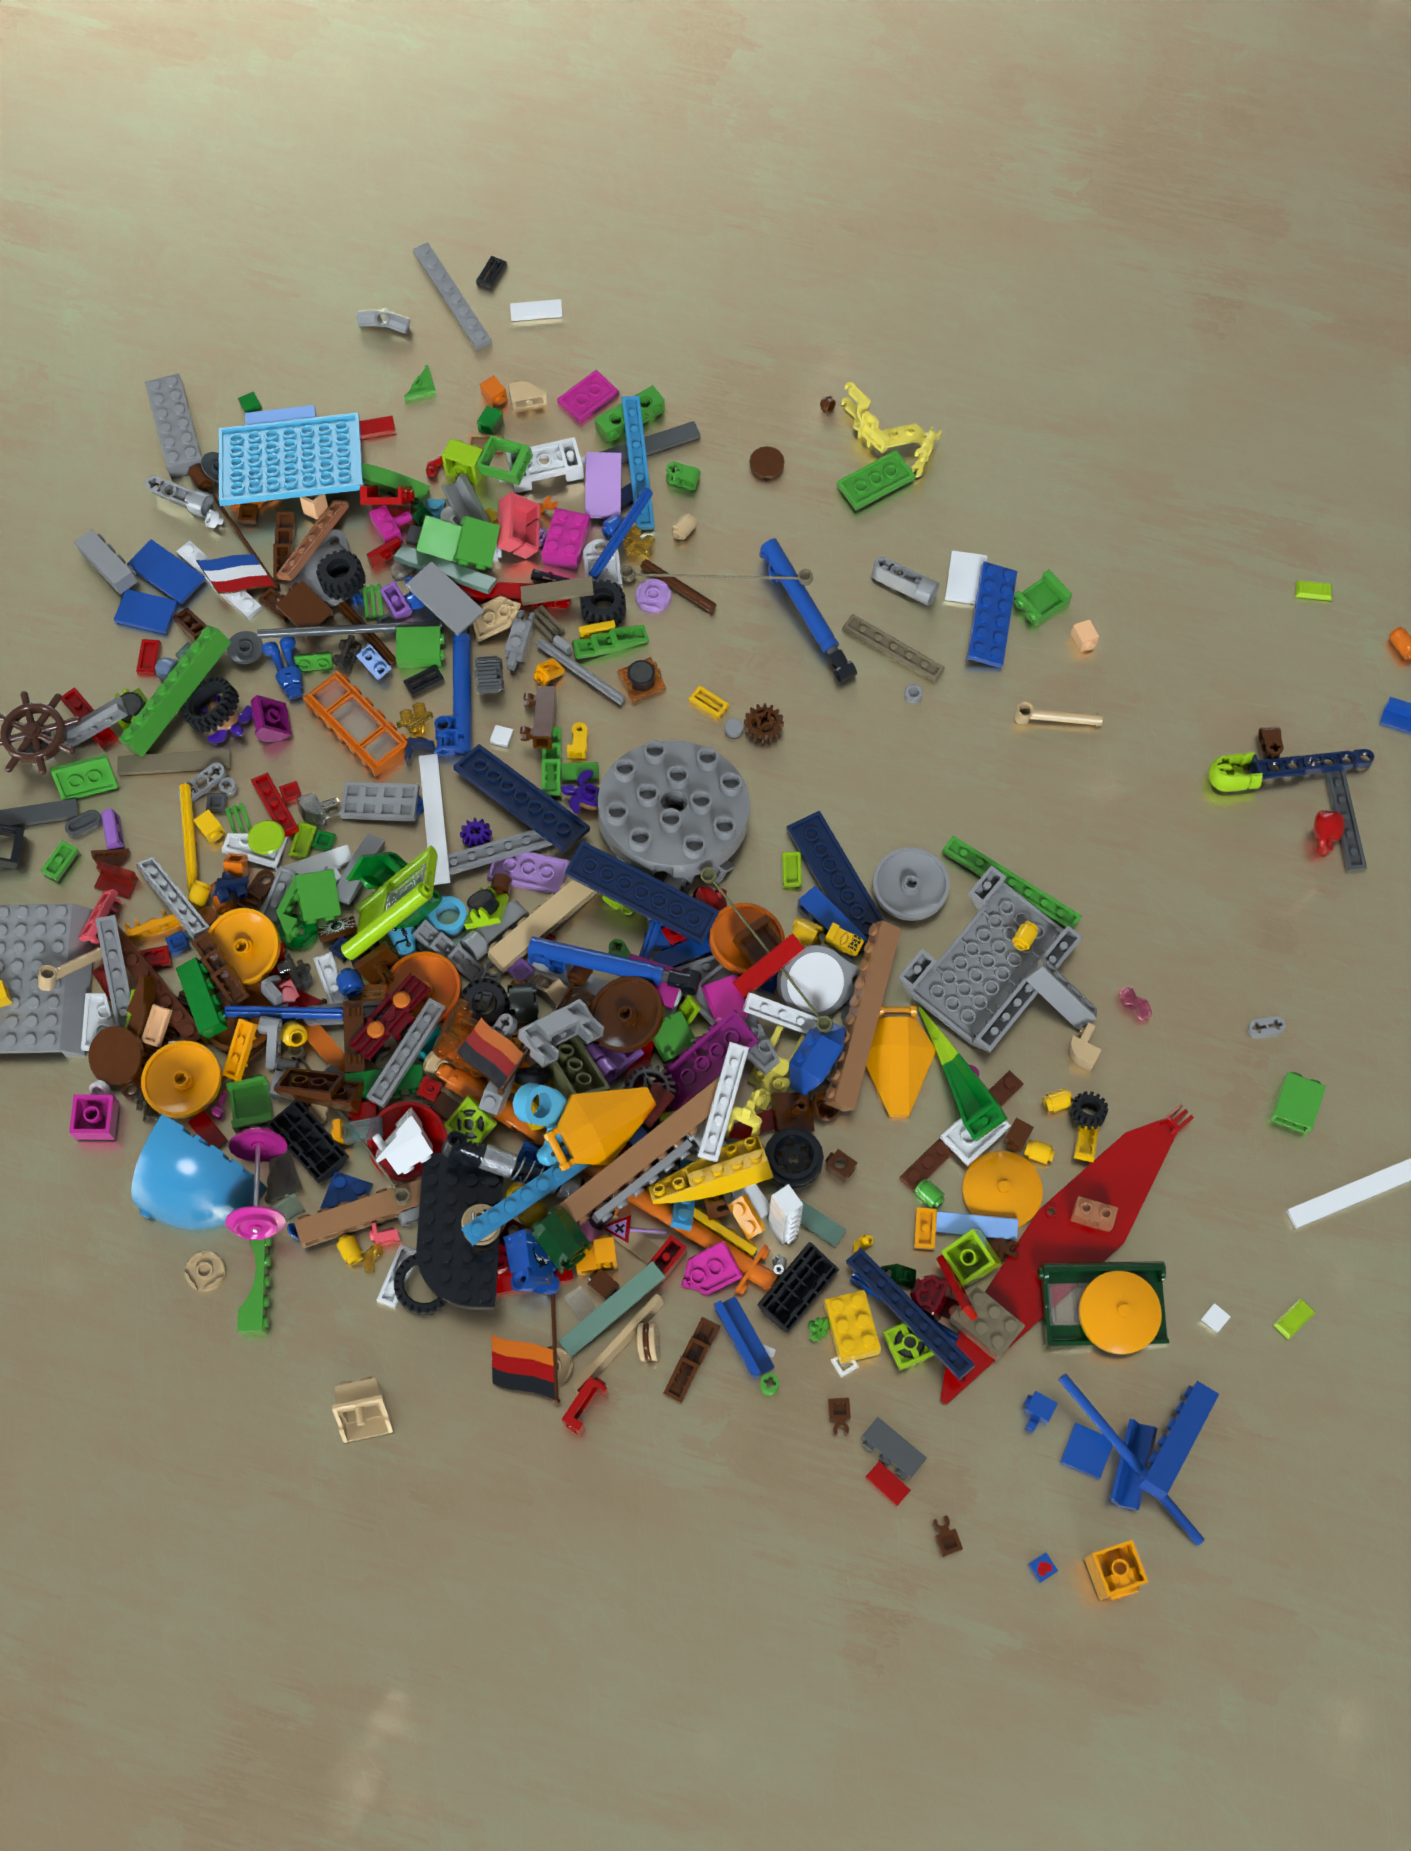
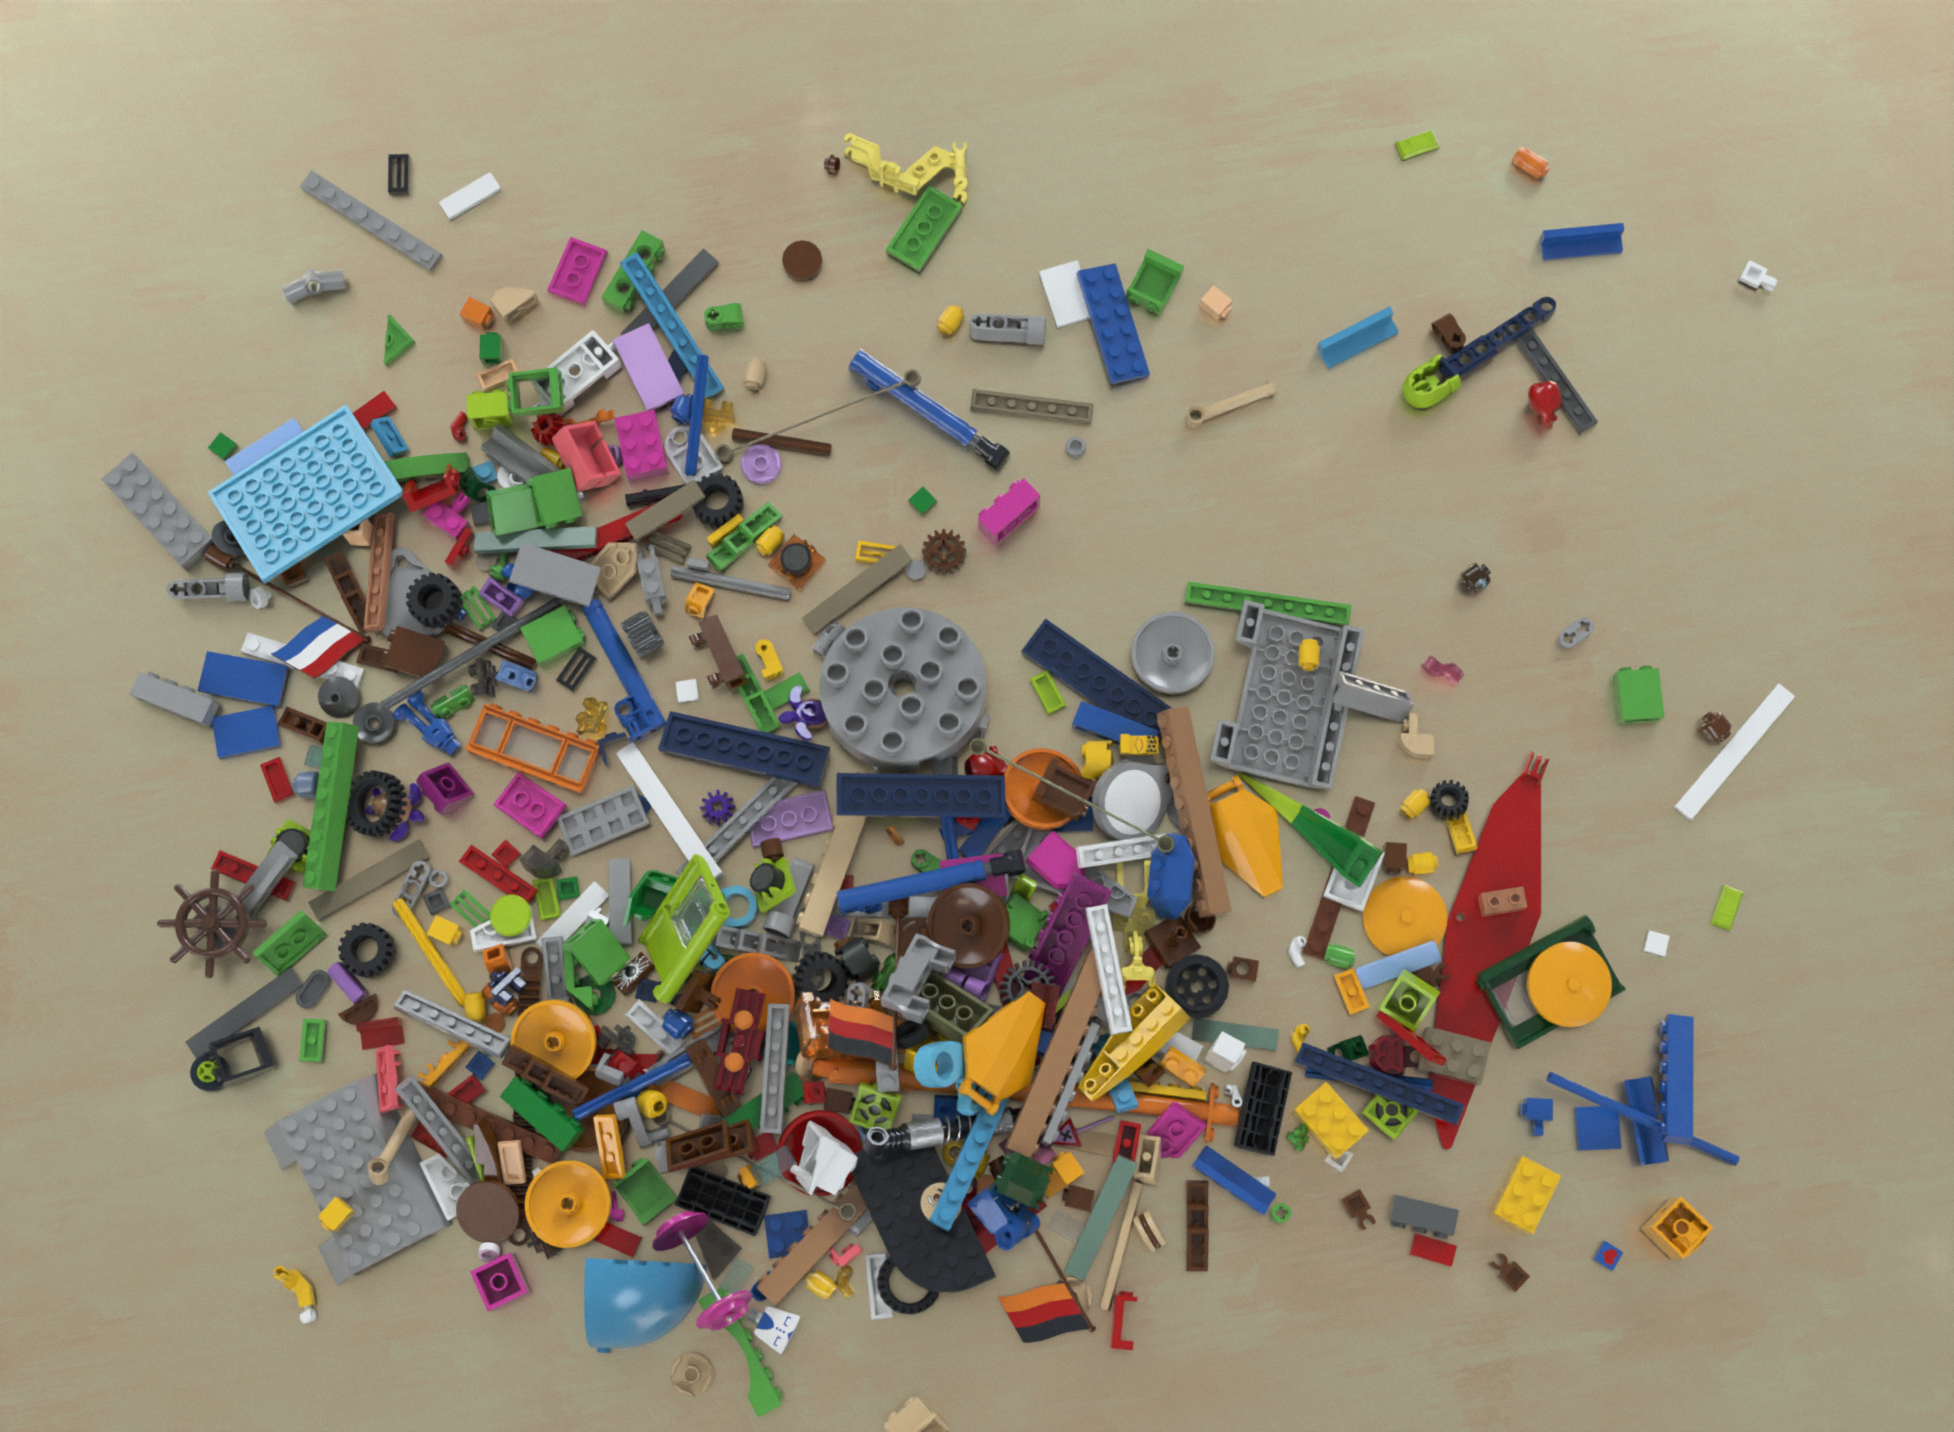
camera: 25 degrees left, 10 degrees up
(137, 798) = (354, 938): none -> black tyre
(236, 619) = (347, 695): none -> dark grey dish
(293, 1265) = (774, 1326): none -> white torso
(329, 763) = (530, 805): none -> dark pink tile
(377, 449) = (389, 436): none -> dark azure plate
(401, 579) = (495, 571): none -> bright green plate
(497, 492) = (546, 428): none -> red gear
(606, 921) = (894, 834): none -> clear orange tile
(628, 653) = (769, 540): none -> yellow brick
(632, 745) = (827, 639): none -> light grey hinge
(677, 1282) = (1148, 1160): none -> tan slope
(678, 720) = (857, 589): none -> dark tan tile
(767, 679) = (922, 501): none -> green tile
(769, 965) = (1083, 811): red tile -> none
(832, 714) = (1008, 511): none -> dark pink brick
(861, 554) = (950, 320): none -> yellow brick
(894, 1171) = (1295, 950): none -> white arm
(993, 1475) = (1525, 1195): none -> yellow brick
(1191, 712) = (1357, 338): none -> dark azure panel
(1200, 942) = (1475, 577): none -> dark brown head
(1355, 1160) = (1715, 727): none -> reddish brown head

